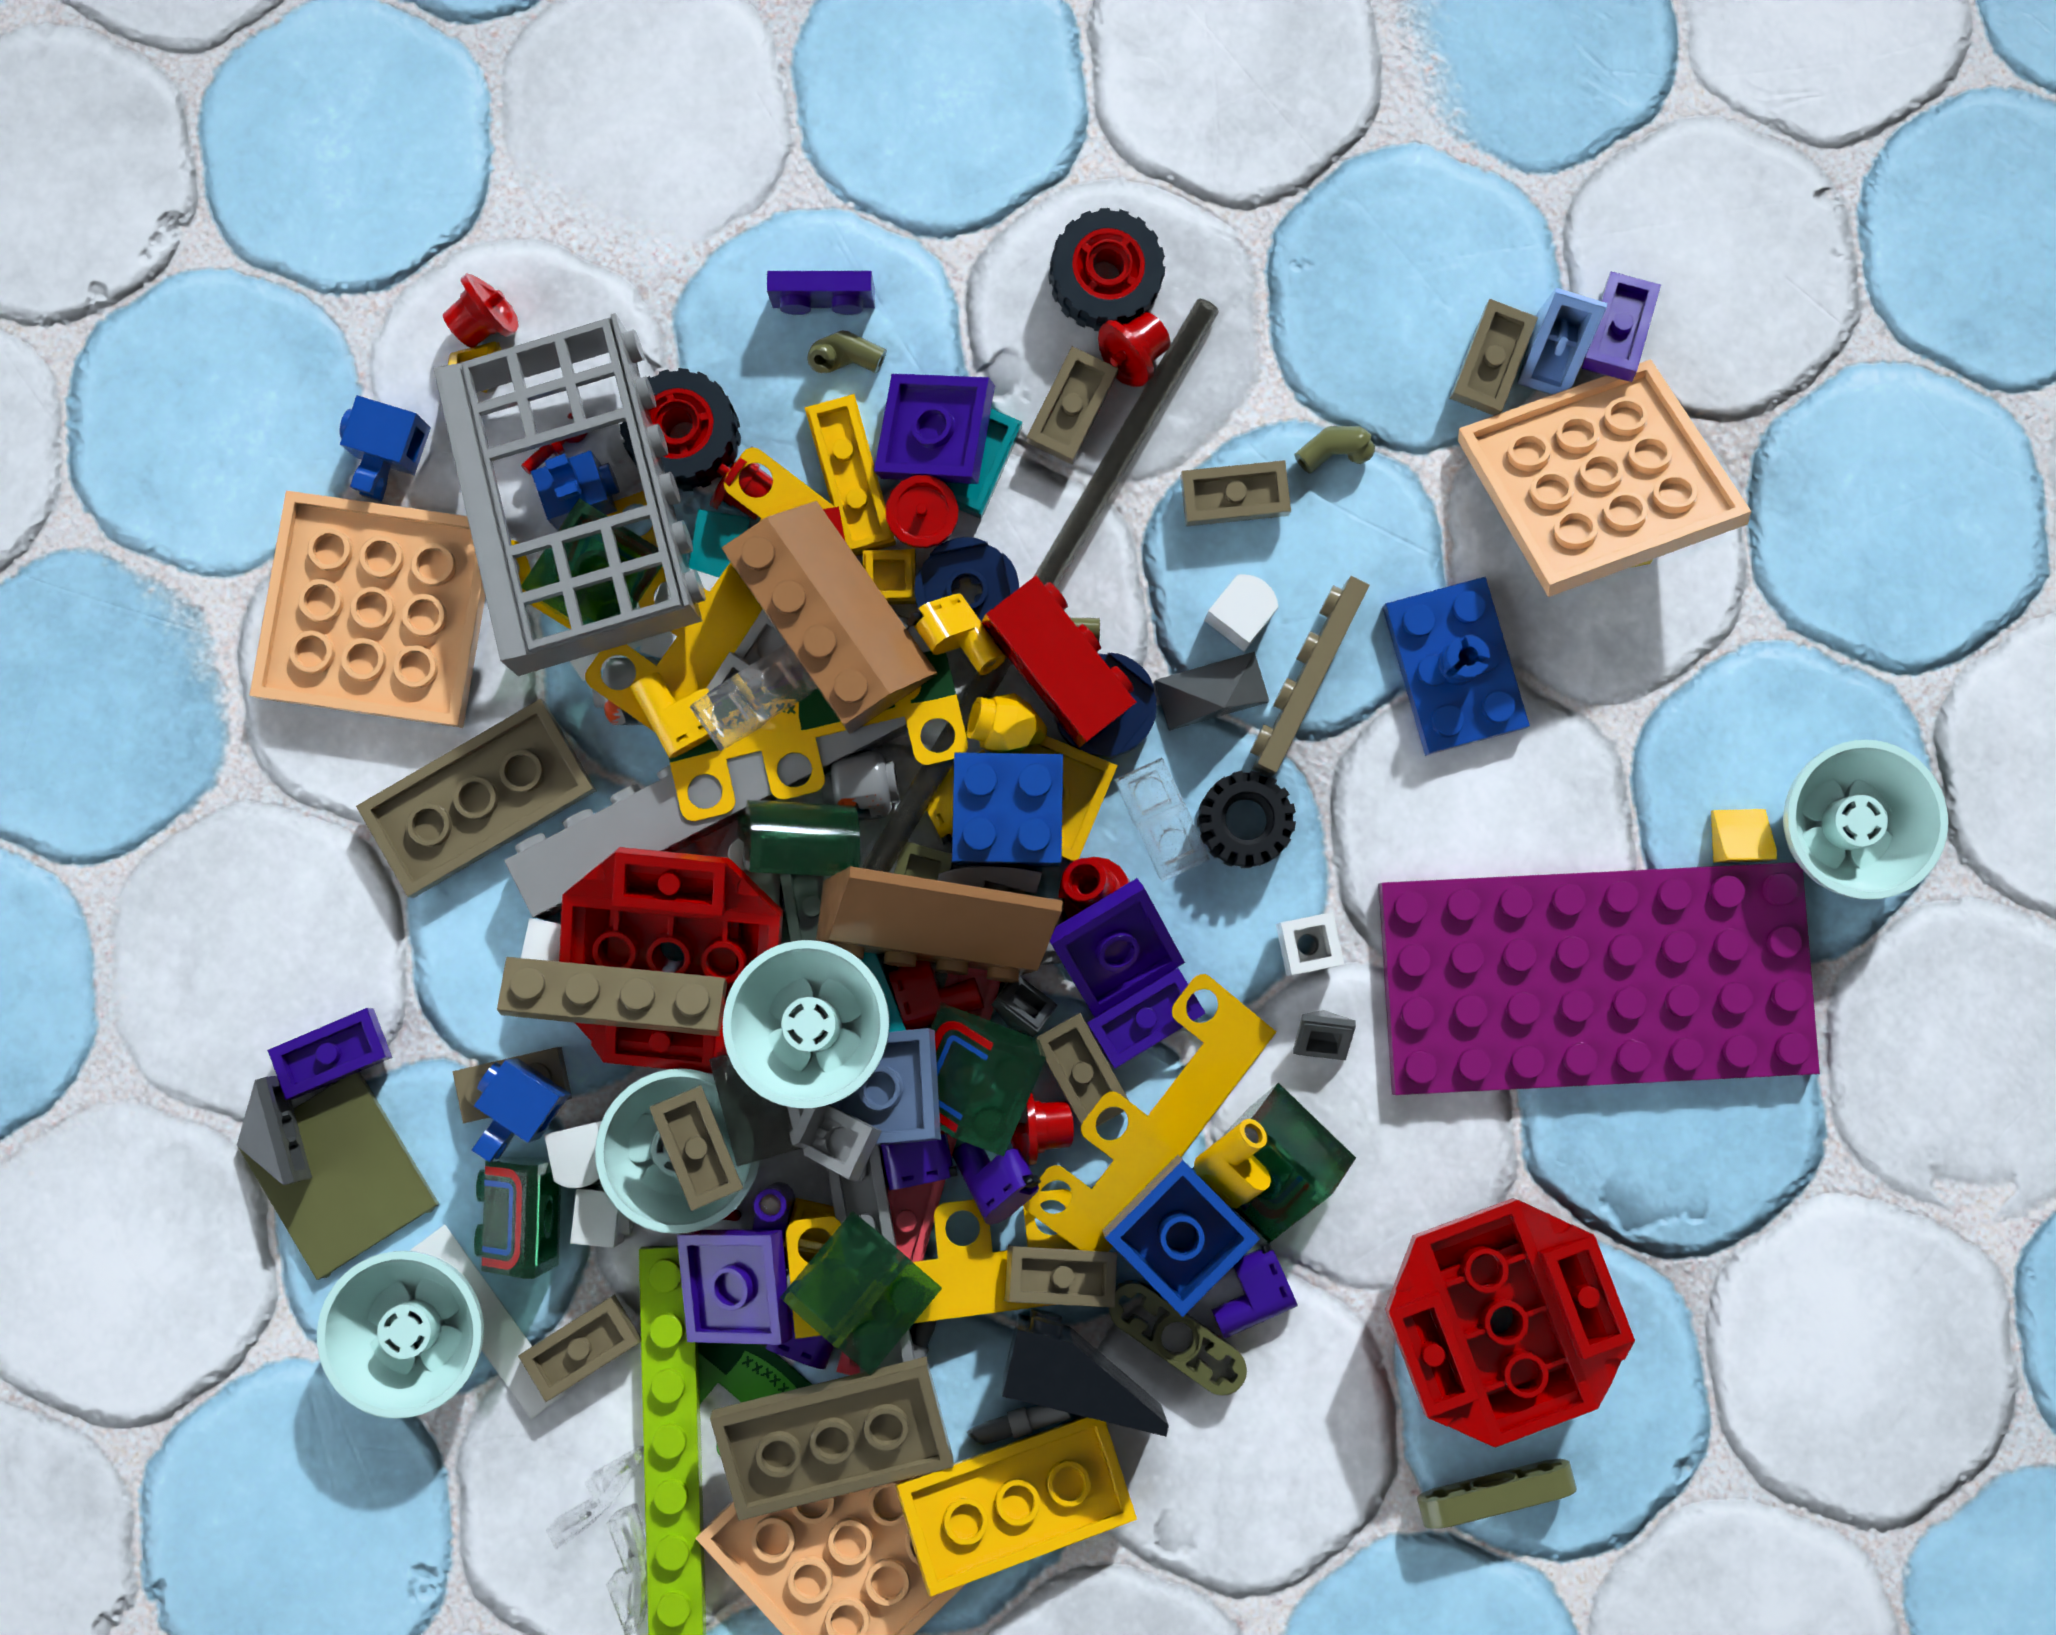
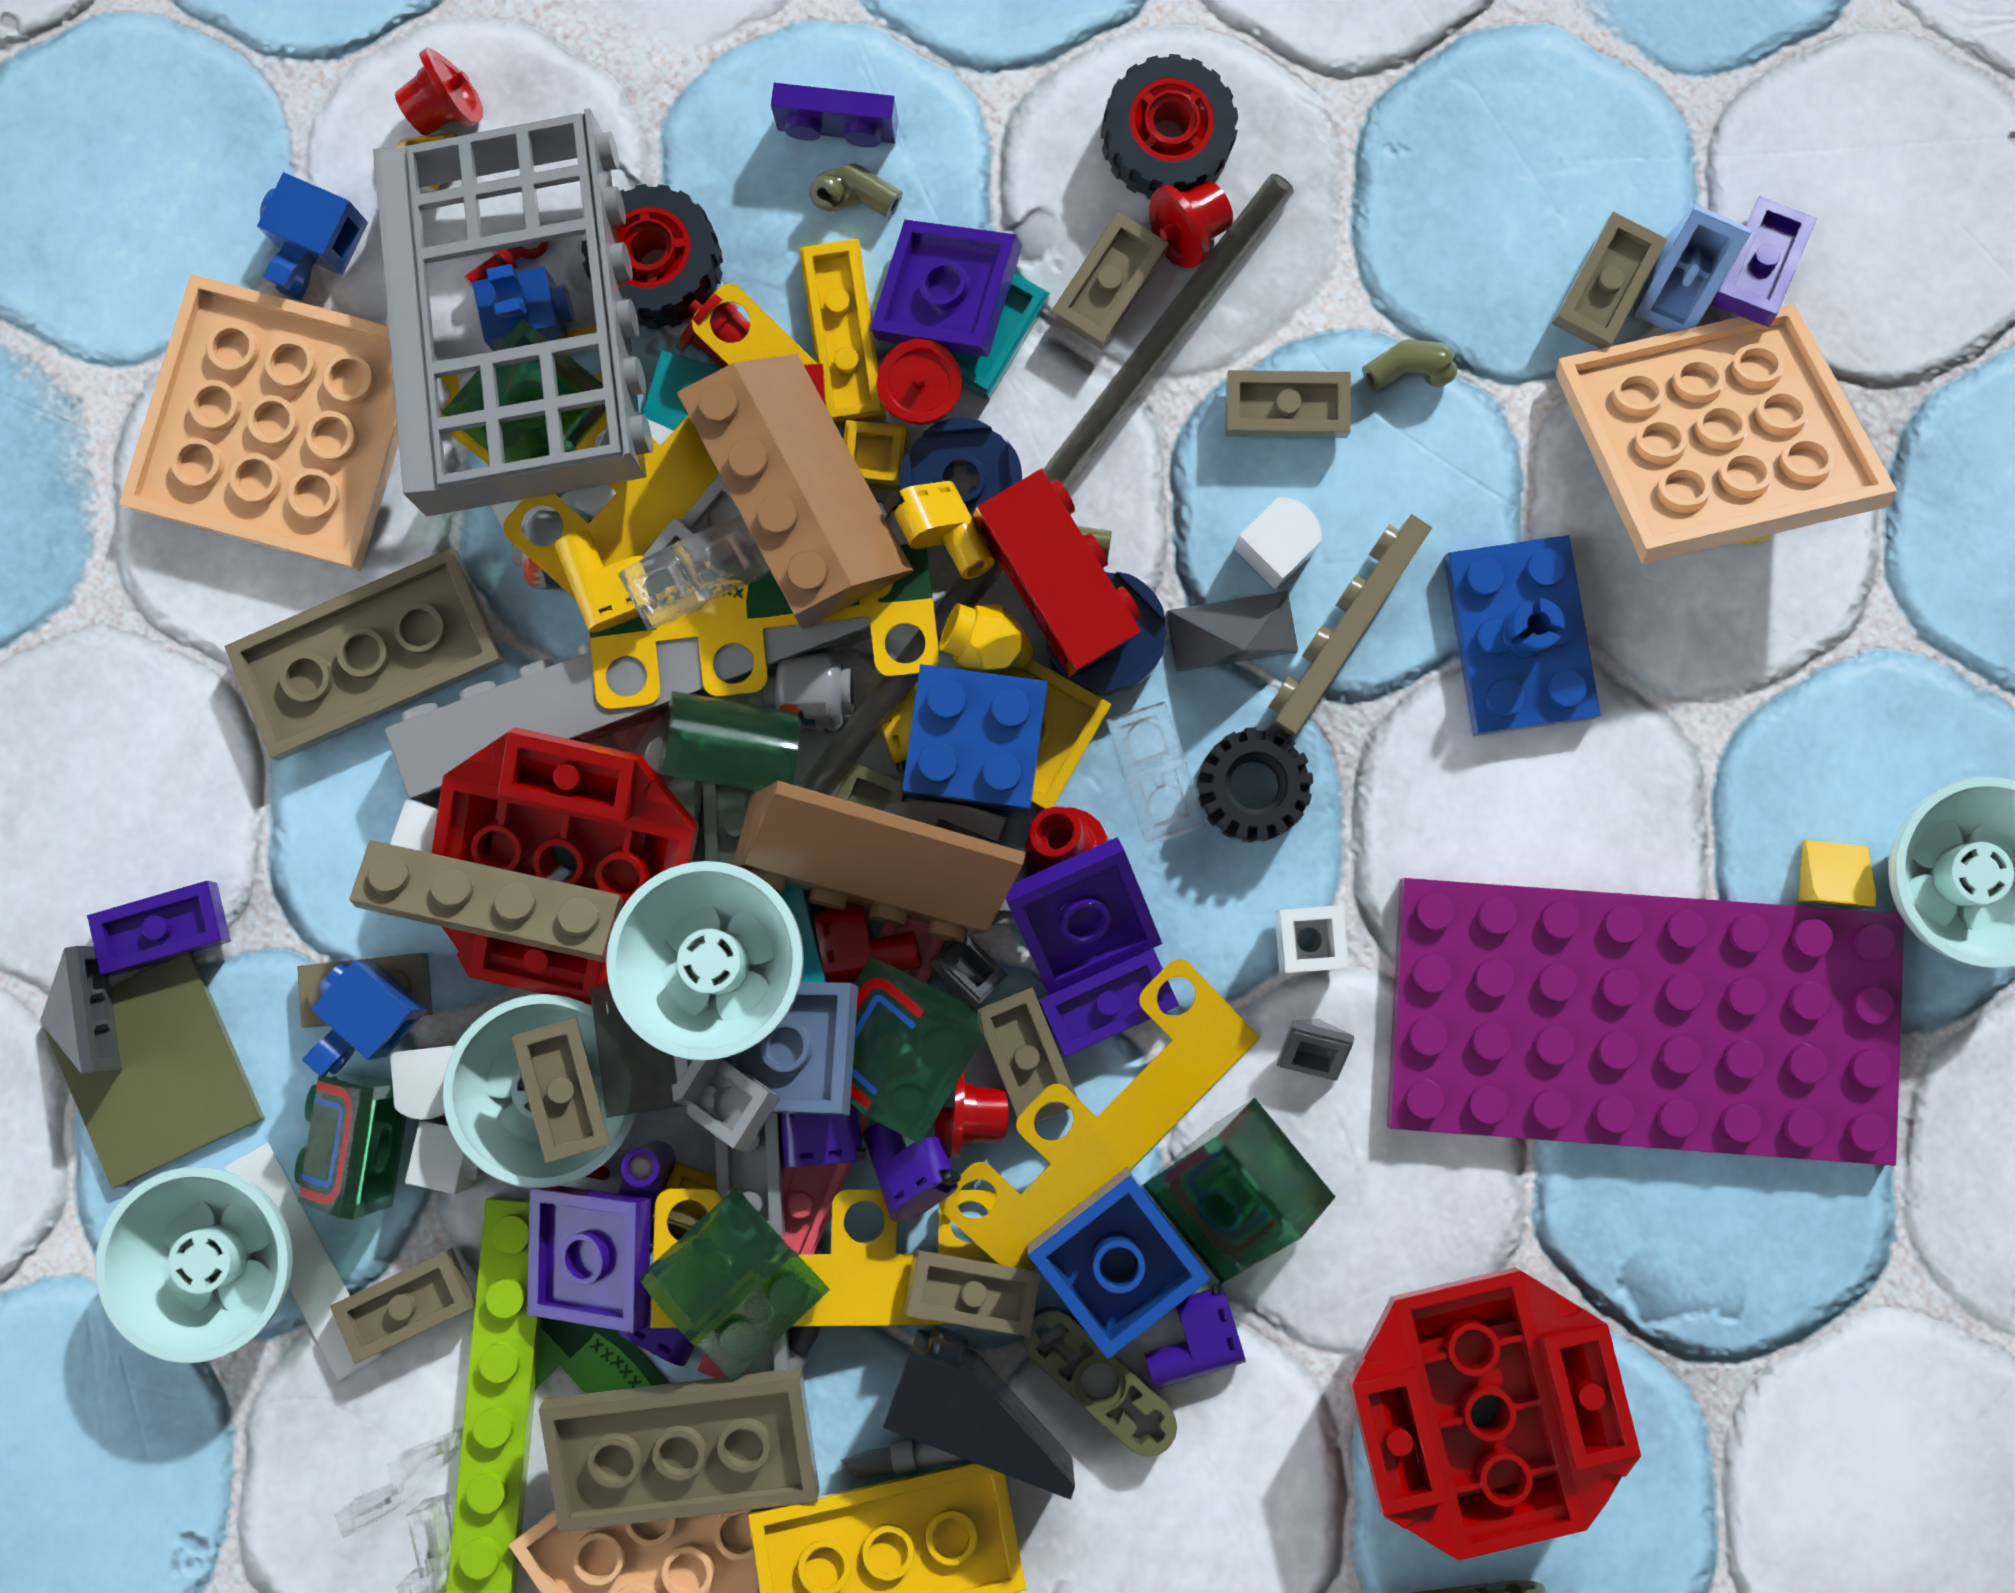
camera: 15 degrees right, 0 degrees up
(1232, 1167) = (1187, 1188): yellow piece -> none

